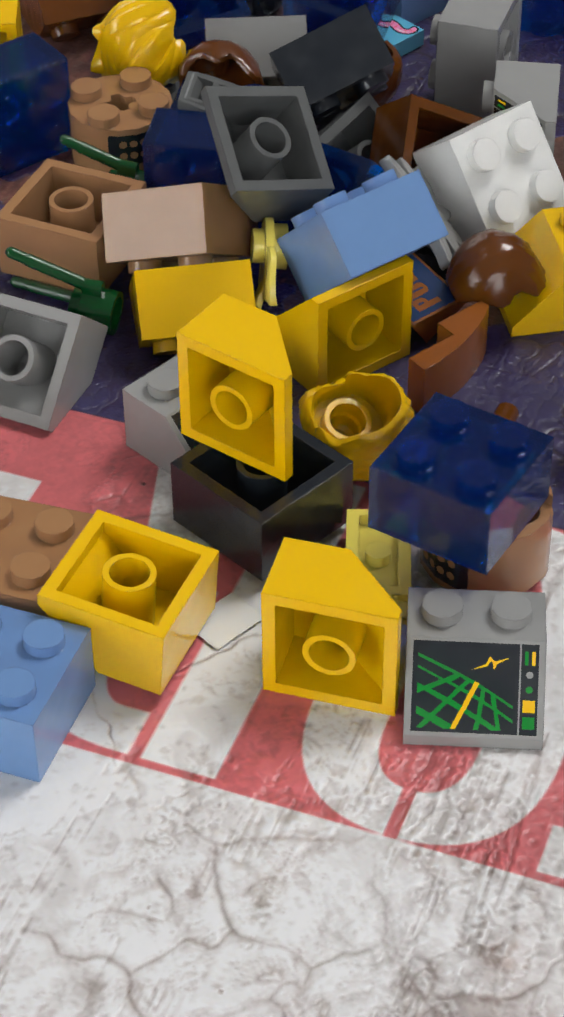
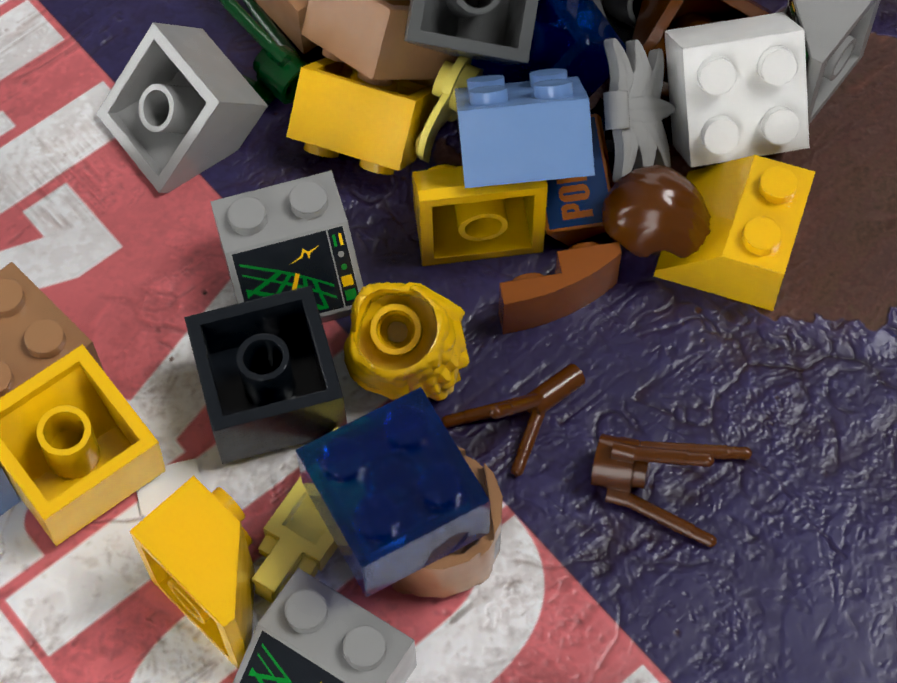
camera: 30 degrees right, 20 degrees up
(237, 385) = (263, 277): yellow slope -> none

